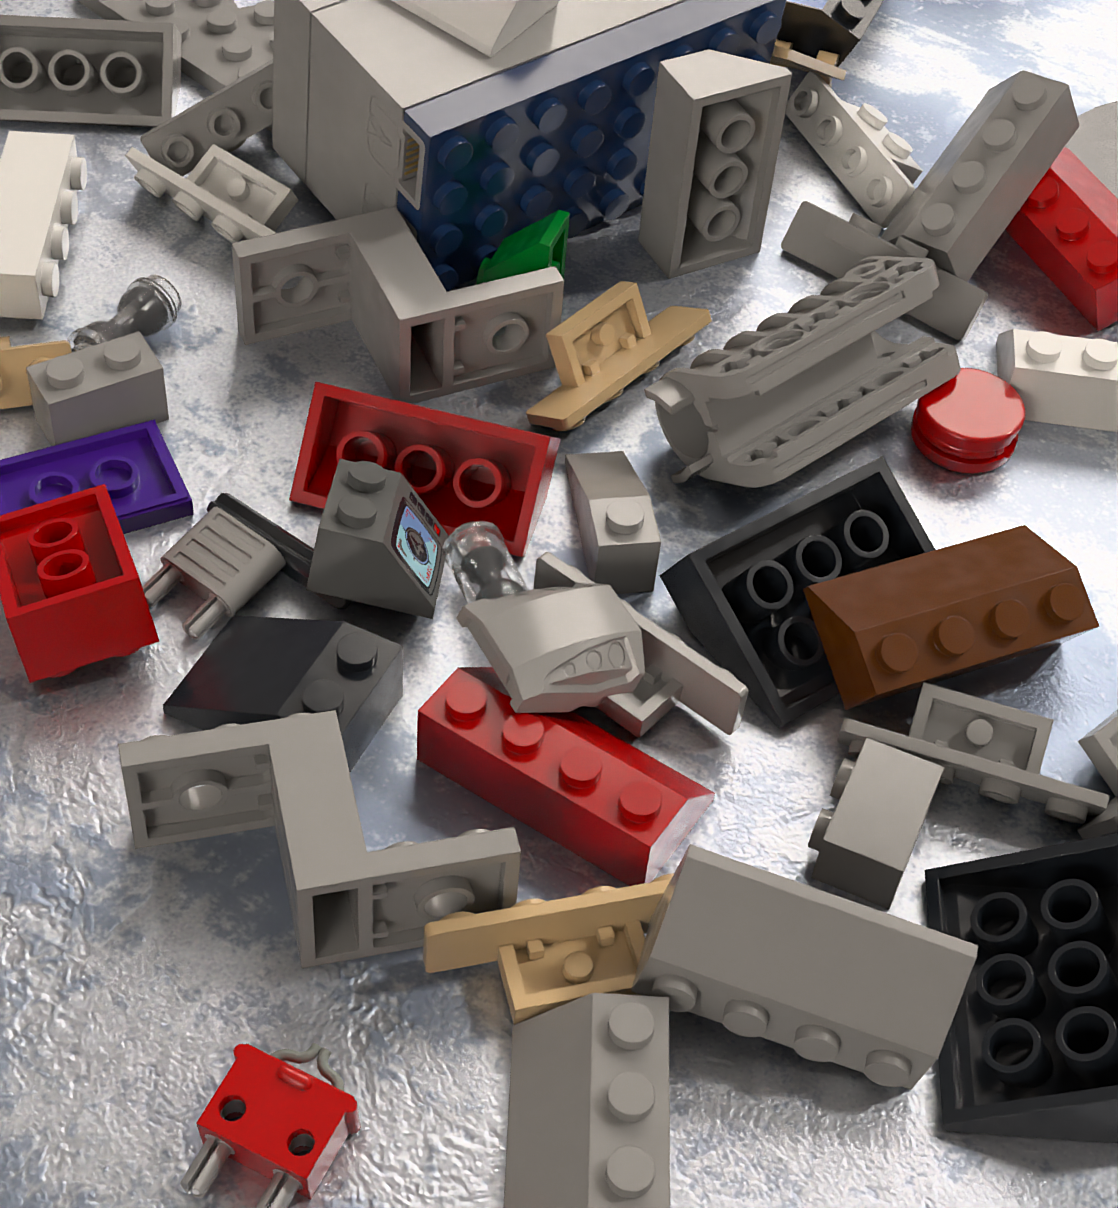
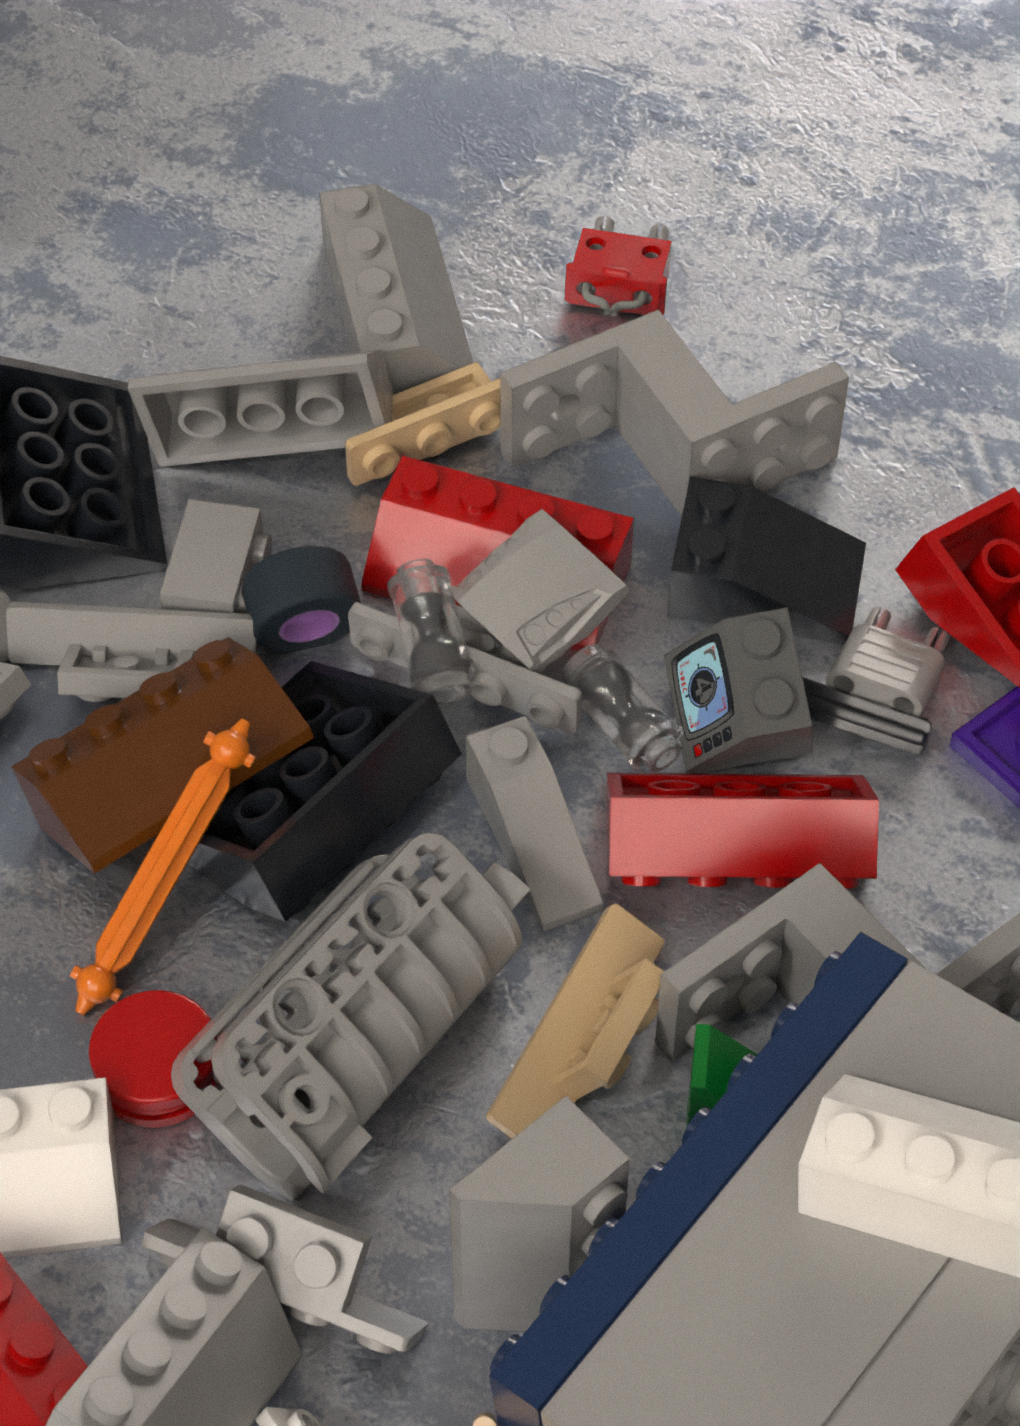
camera: 170 degrees right, 5 degrees up
(674, 641) = (437, 659): none -> clear piece
(790, 738) = (300, 598): none -> black wheel
(951, 521) = (162, 867): none -> orange wheel

